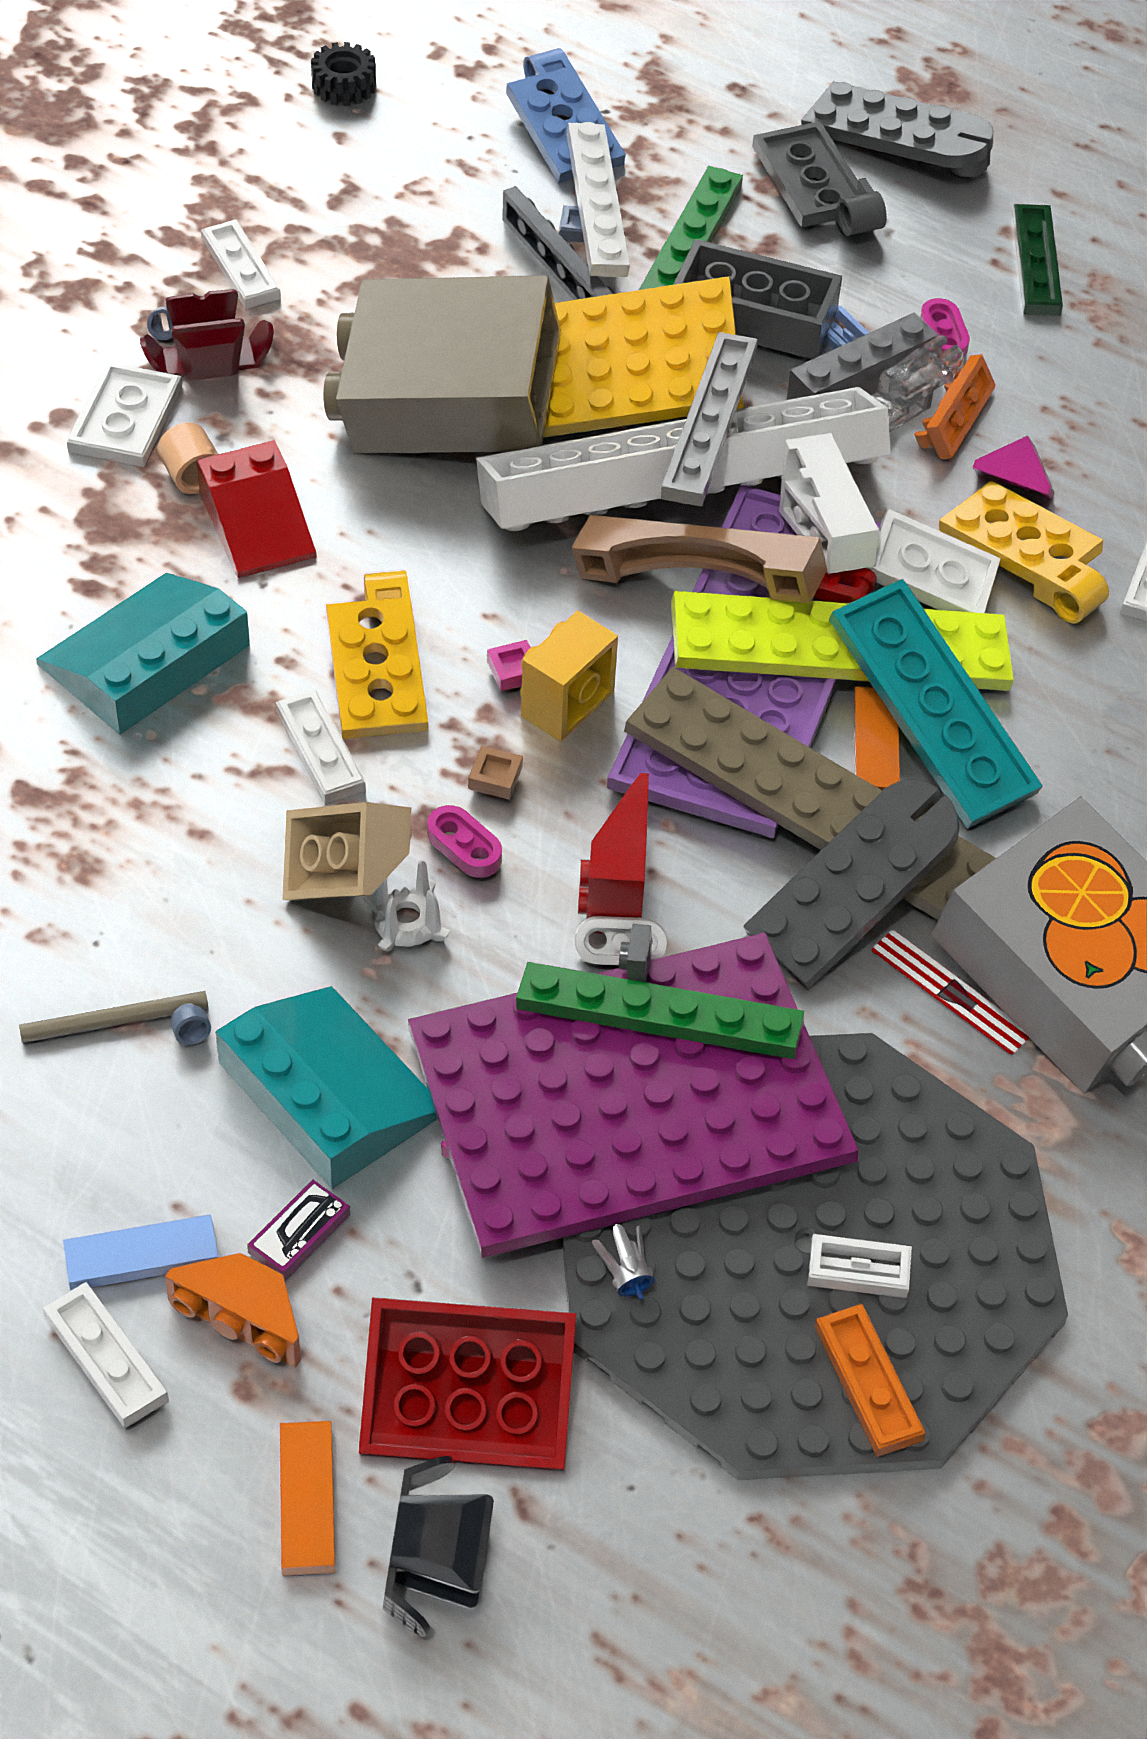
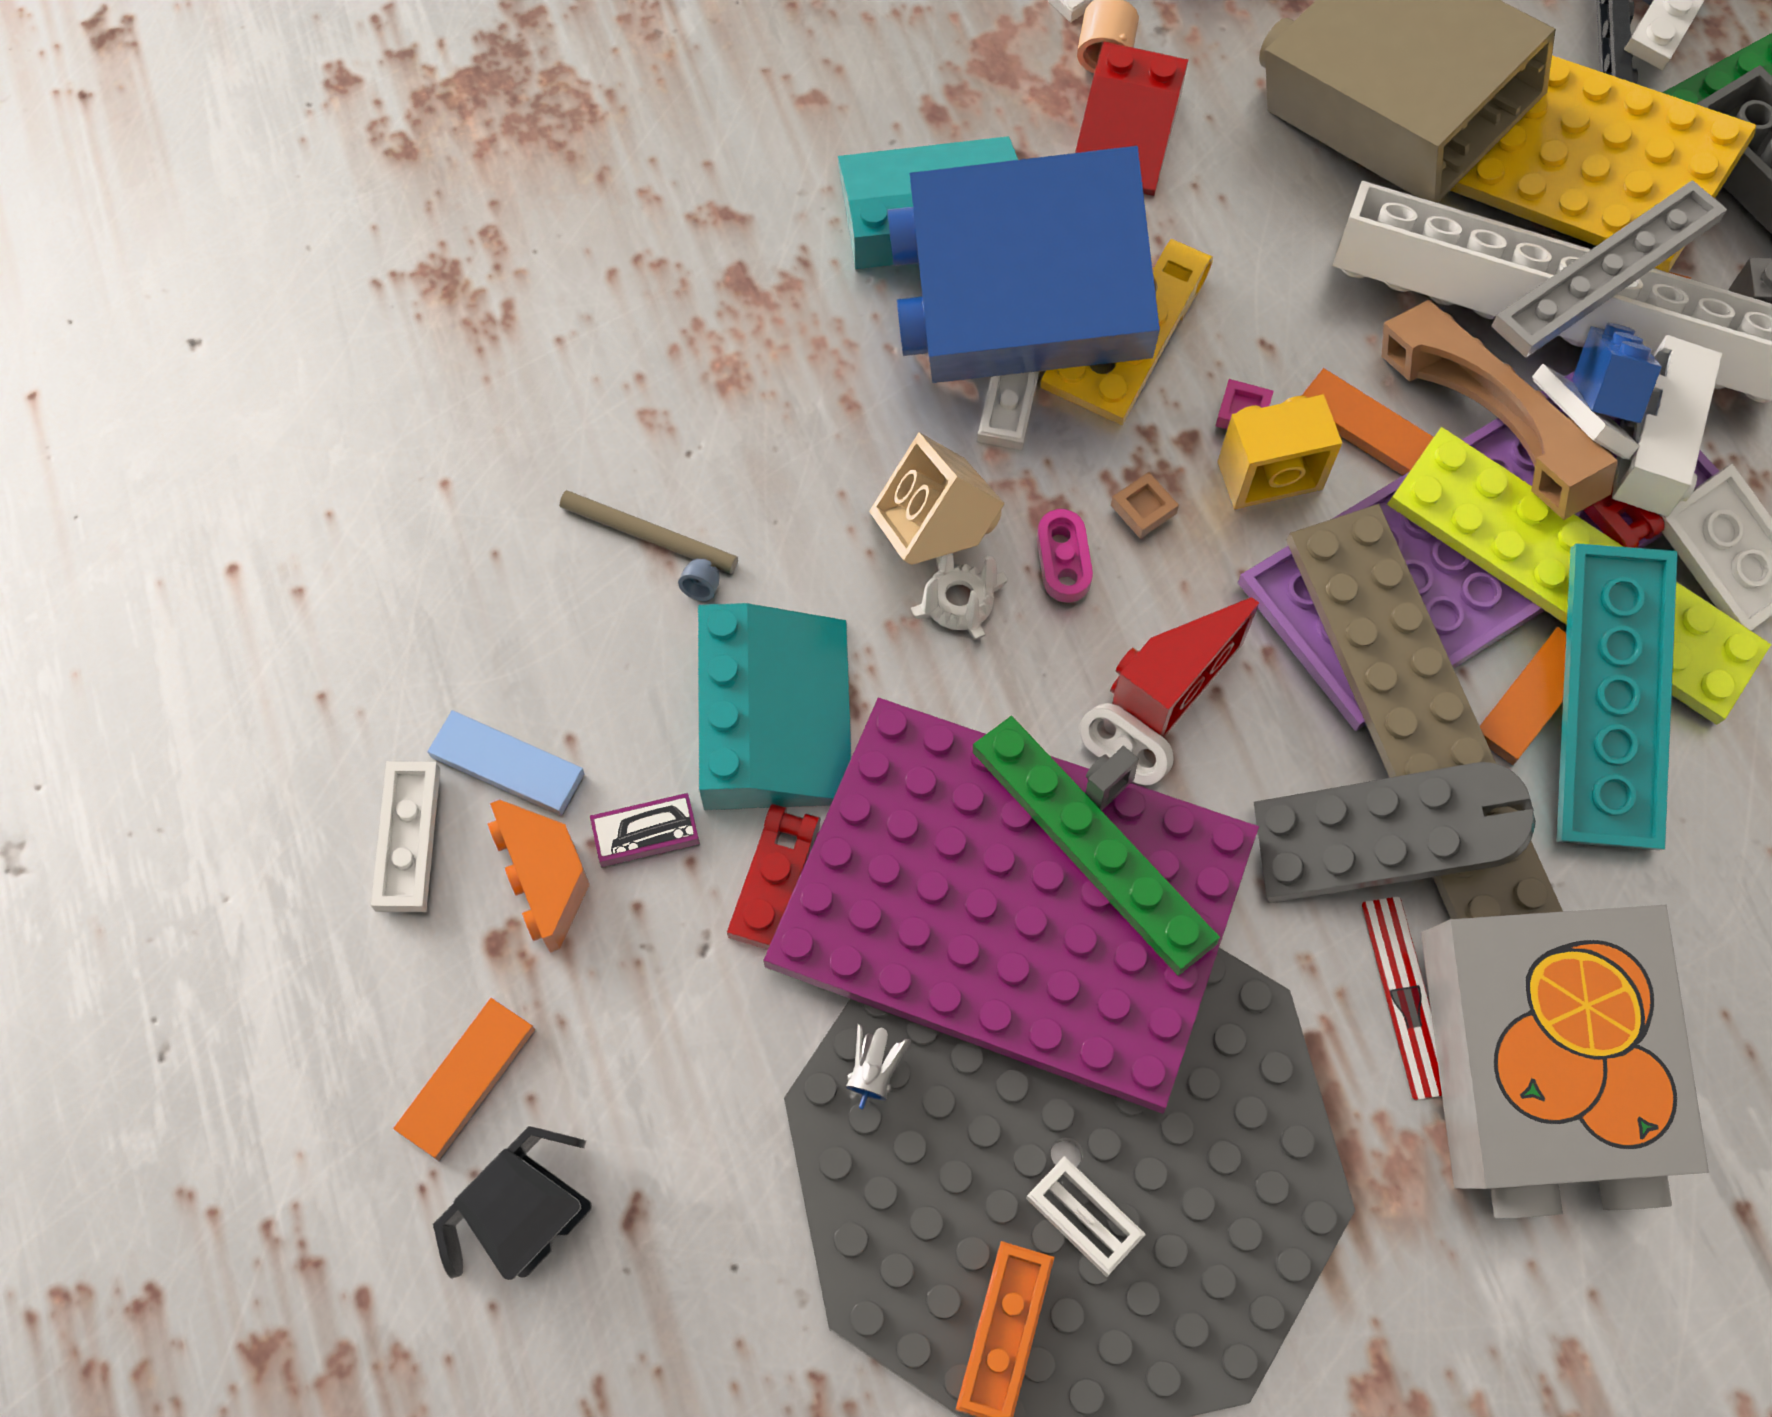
camera: 40 degrees right, 15 degrees up
(283, 640) = (1027, 265): none -> blue brick
(431, 1200) = (772, 877): none -> red plate
(467, 1383) = (668, 1072): red slope -> none
(635, 627) = (1370, 423): none -> orange tile
(768, 484) = (1616, 372): none -> blue brick
(768, 523) = (1596, 425): none -> white tile

